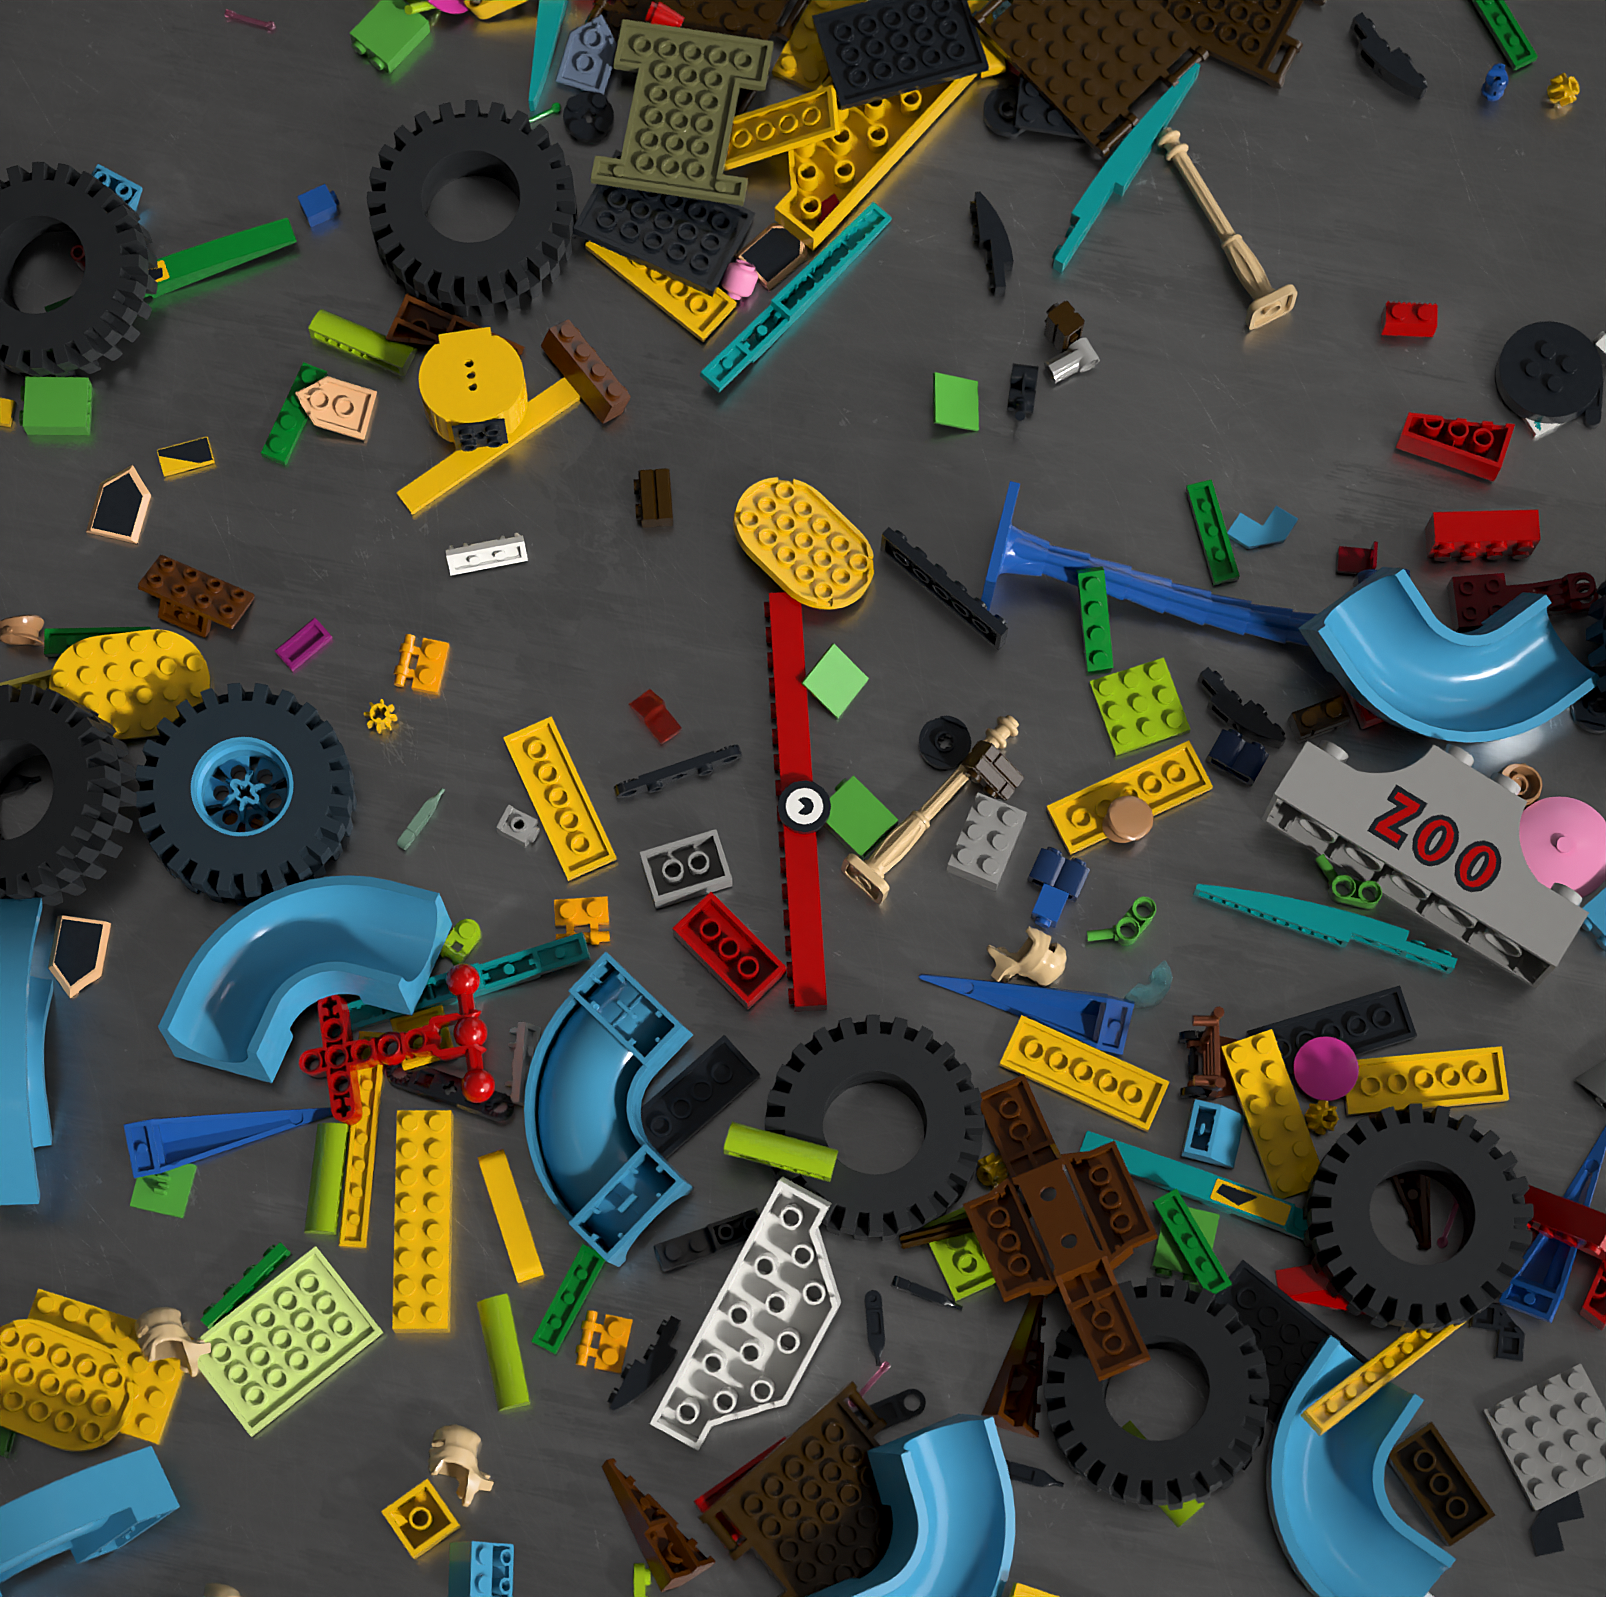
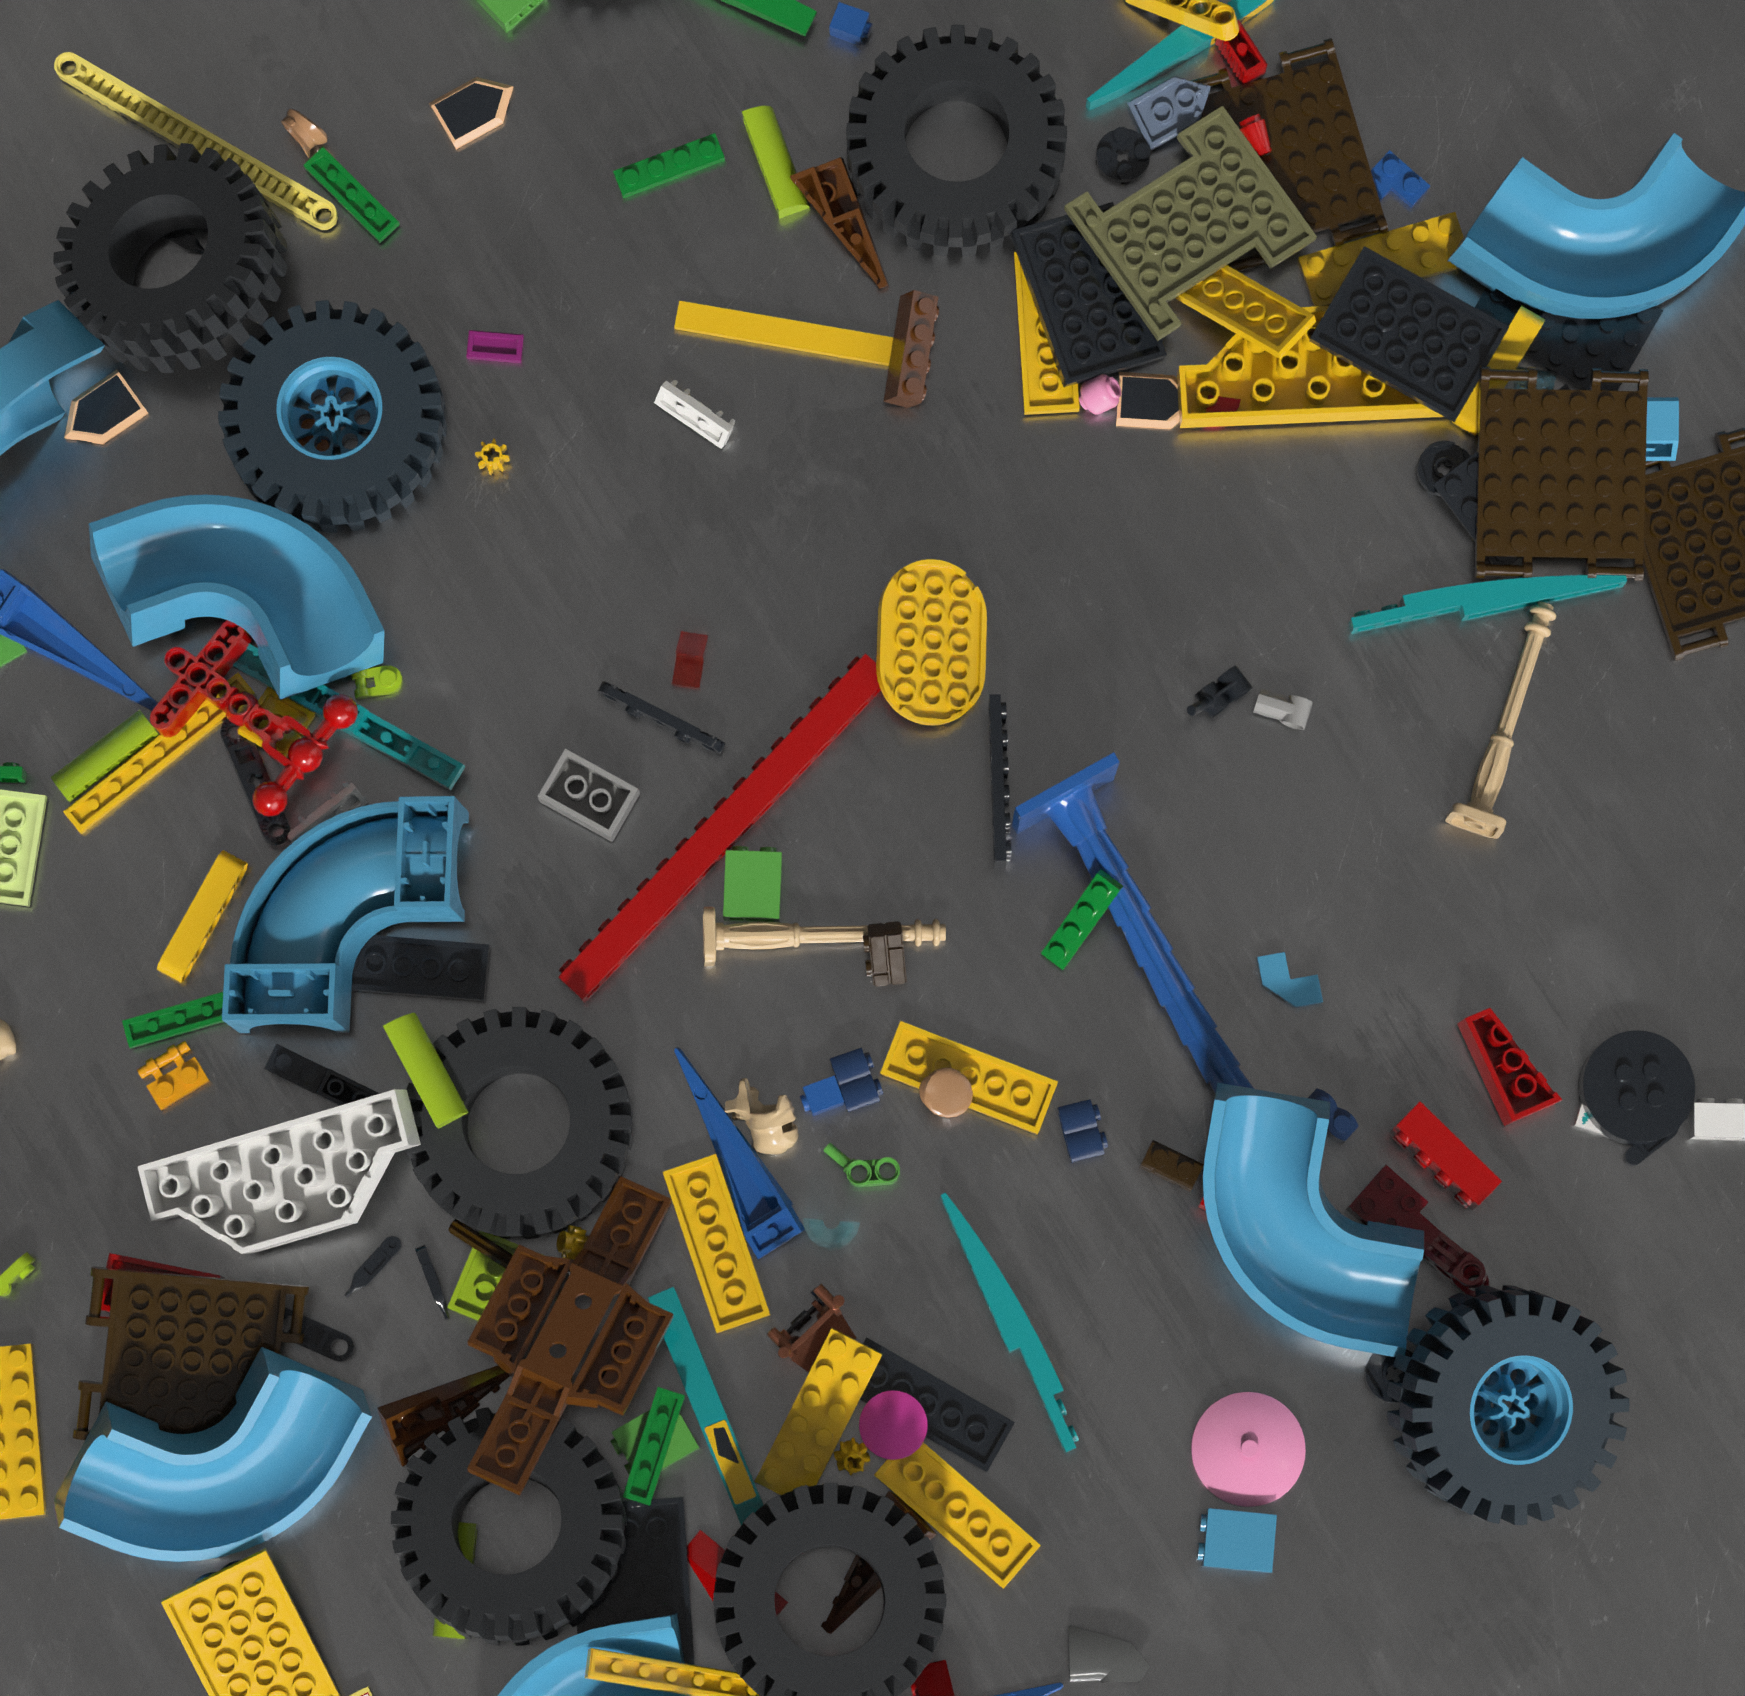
camera: 50 degrees right, 5 degrees up
(132, 678) = (342, 248): yellow plate -> none
(185, 456) = (557, 119): tile -> none
(193, 597) = (453, 230): reddish brown bracket -> none
(338, 406) = (704, 192): light nougat tile -> none
(419, 821) = (440, 562): sand green piece -> none
(423, 1221) = (137, 856): yellow brick -> none
(429, 667) = (568, 455): light orange plate -> none
(473, 388) = (808, 279): yellow piece -> none
(503, 1352) = (96, 1009): lime brick -> none
(520, 836) = (500, 628): light grey brick -> none
(555, 108) = (1106, 123): green hinge -> none
(559, 798) = (556, 649): yellow plate -> none
(583, 912) = (485, 750): light orange plate -> none
(642, 1377) = (172, 1128): black slope -> none
(655, 498) = (861, 496): dark brown brick -> none
(666, 1549) = (61, 1265): reddish brown wedge -> none
(729, 950) = (556, 887): red brick -> none
(796, 297) = (1128, 450): teal slope -> none
(804, 807) = (719, 838): black tile -> none
(835, 680) = (845, 768): piece -> none
(883, 1368) = (347, 1302): clear pink hinge -> none
(937, 729) = (886, 883): black plate -> none
(955, 402) = (1161, 650): bright green piece -> none
(986, 841) = (828, 1001): light grey brick -> none
(994, 239) = (1326, 549): black slope -> none
(1030, 1475) = (365, 1482): black piece -> none
(1063, 325) = (1301, 675): dark brown brick -> none
(1139, 706) = (1051, 1018): lime plate -> none
(1212, 532) = (1247, 945): green plate -> none
(1212, 1134) = (759, 1385): dark azure slope -> none
(1248, 719) = (1118, 1110): black slope -> none
(1354, 560) = (1332, 1077): dark red bracket -> none
(1354, 897) = (1062, 1317): bright green beam -> none
(1409, 319) = (1574, 938): red brick -> none
(1436, 845) = (1147, 1347): light grey brick -> none
(1442, 1241) = (843, 1638): clear pink hinge -> none
(1527, 779) = (1267, 1370): medium nougat piece -> none

